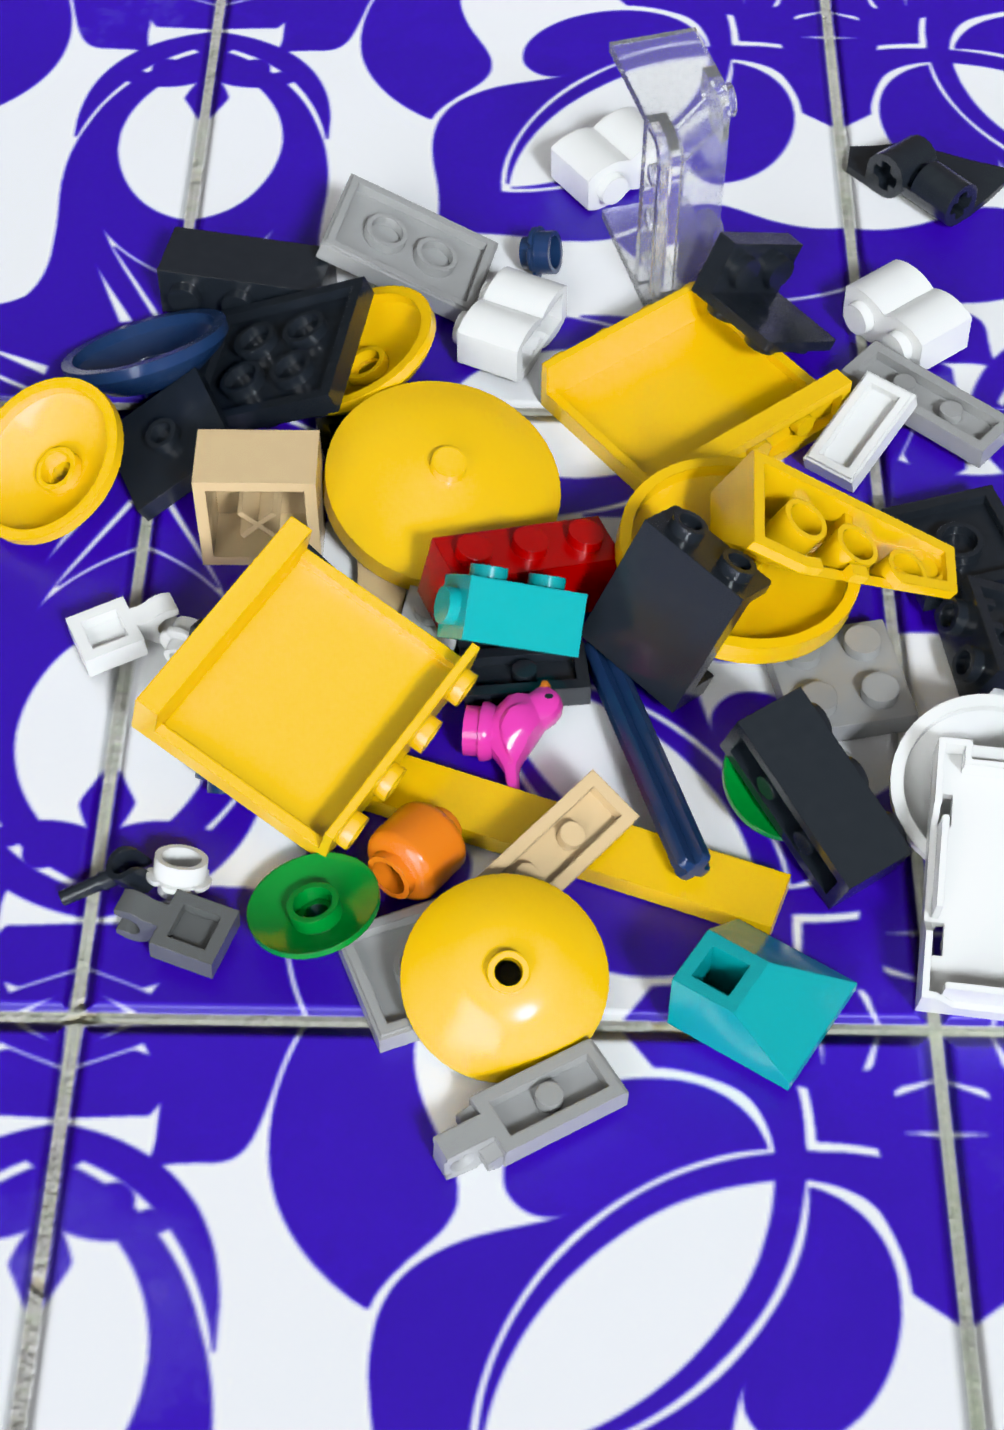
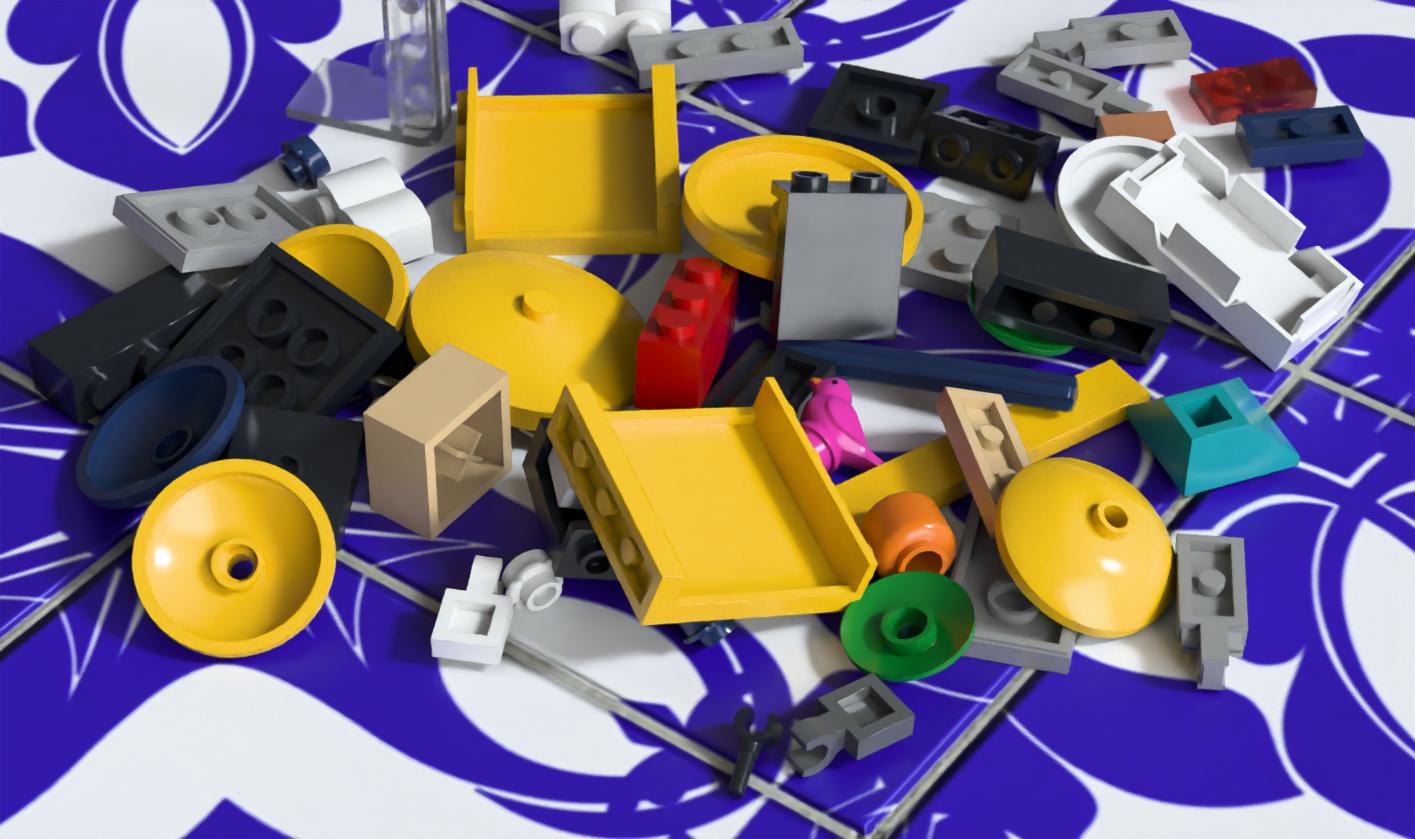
camera: 55 degrees left, 10 degrees down
(179, 868) = (791, 695): white plate -> none
(509, 613) = (756, 339): brick -> none
(602, 160) = (245, 67): white brick -> none
(743, 286) = (511, 81): black bracket -> none
(823, 532) = (839, 139): yellow wedge -> none
(860, 431) = (710, 96): white tile -> none

